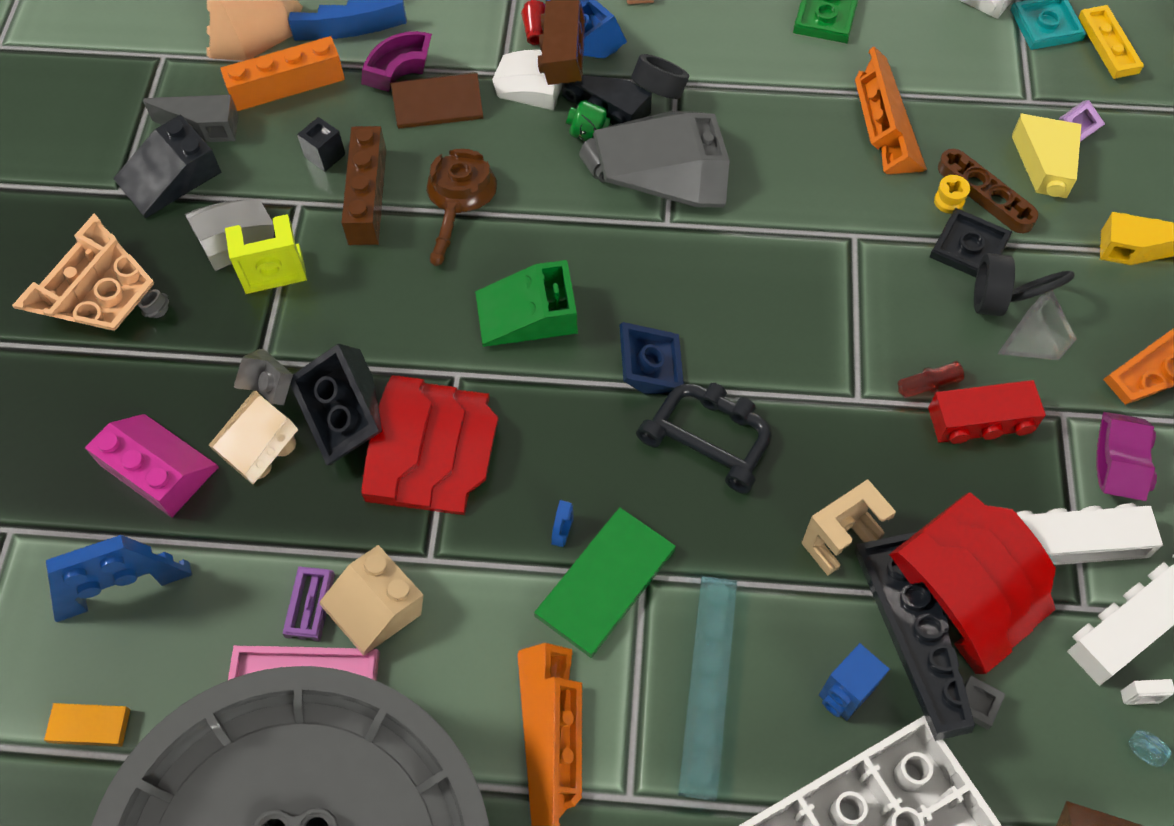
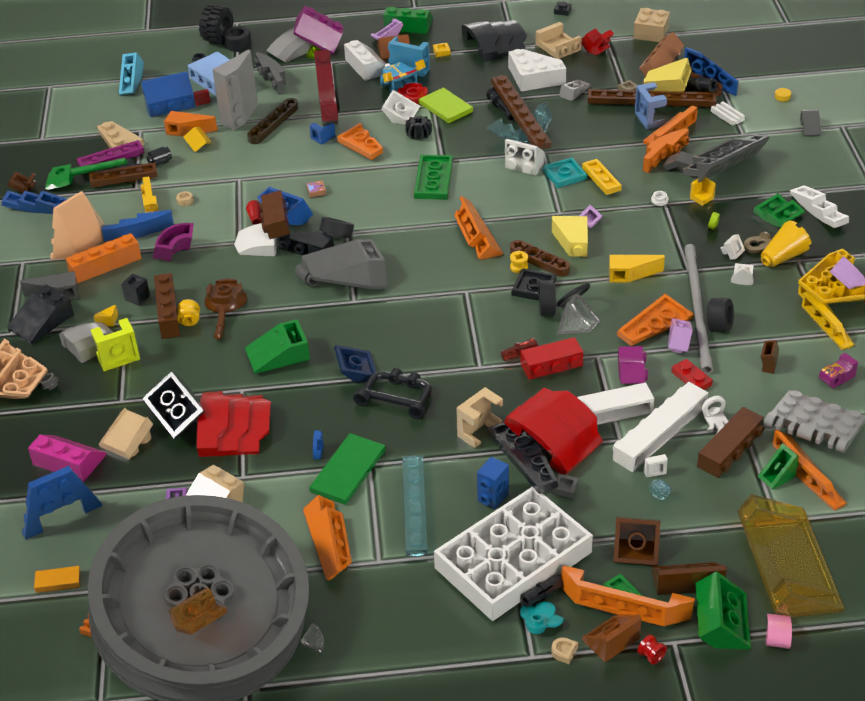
camera: 10 degrees left, 20 degrees down
(264, 374) = (130, 400): flat silver slope -> none
(268, 188) = (107, 316): none -> yellow slope
(396, 205) = (188, 312): none -> yellow piece
(437, 100) = (202, 258): reddish brown slope -> none
(586, 120) = (294, 255): green head -> none

